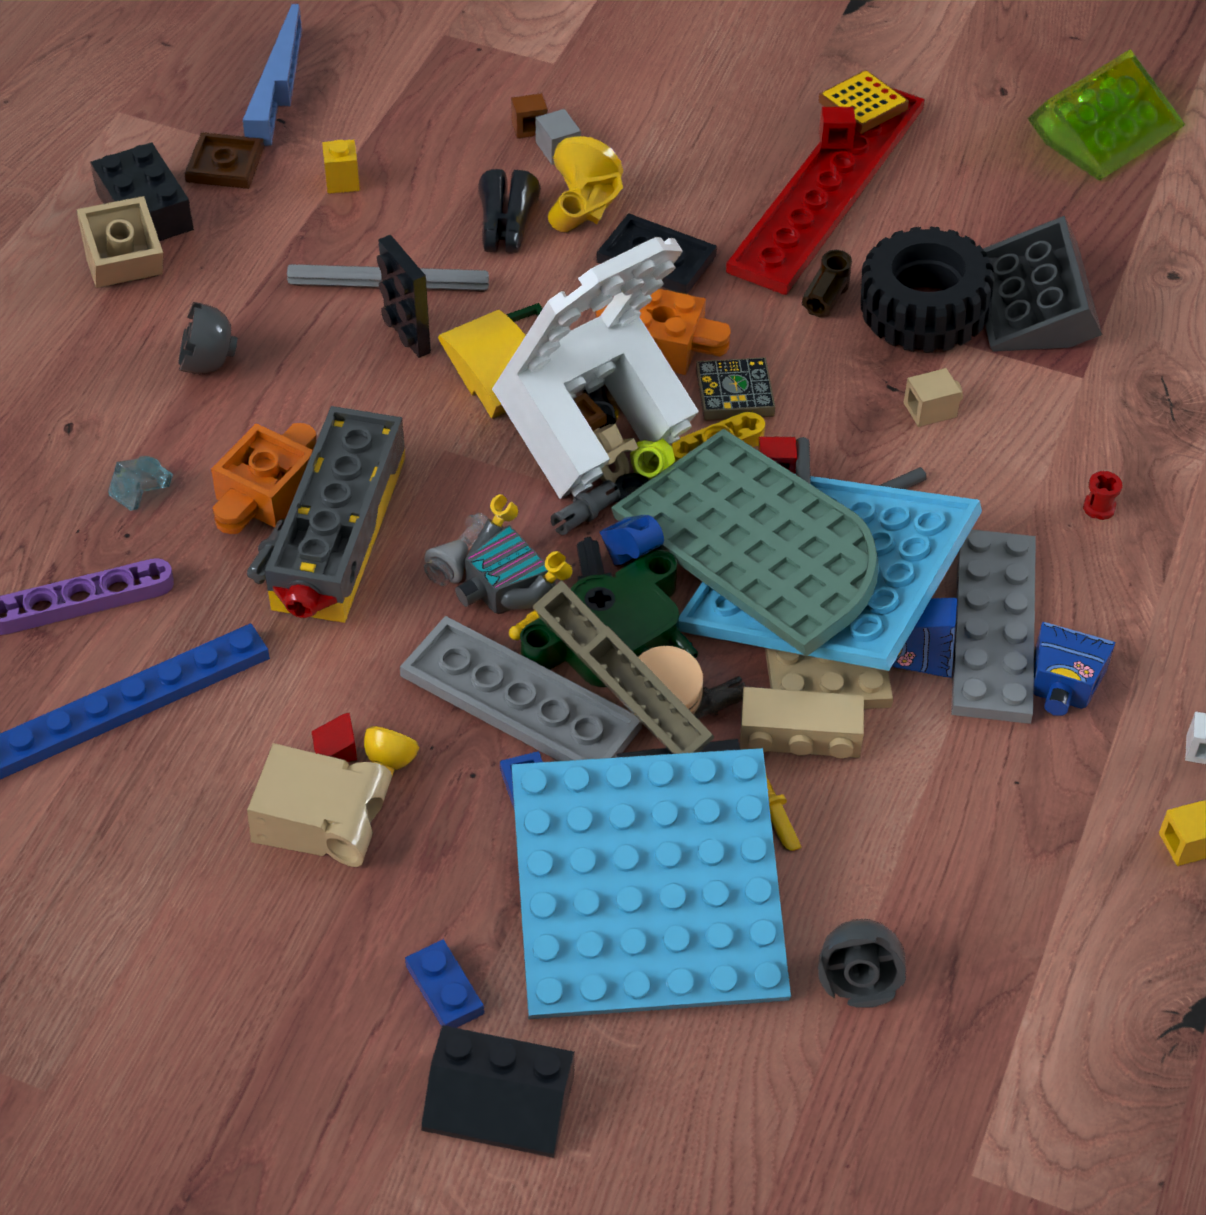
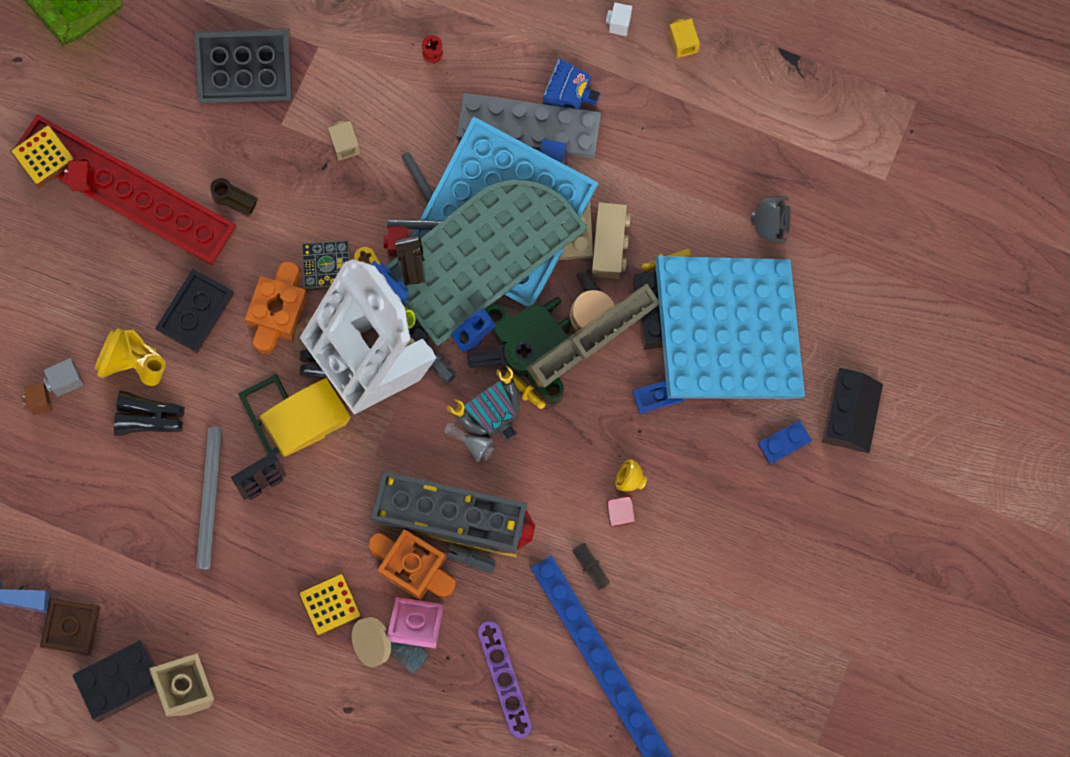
camera: 90 degrees left, 25 degrees up
(155, 431) = (371, 642): none -> tan tile
(177, 484) = (415, 622): none -> bright pink tile
(206, 340) = (280, 619): dark grey cylinder -> none
(222, 402) = (330, 605): none -> yellow tile
(245, 701) = (591, 566): none -> clear smoke axle
(317, 804) = (672, 515): tan piece -> none
(341, 166) = (92, 535): yellow brick -> none
(518, 695) = (588, 404): light grey plate -> none
(701, 428) = (397, 287): none -> blue plate
(747, 444) = (410, 254): none -> dark brown piece
(920, 317) = (245, 103): black tyre -> none

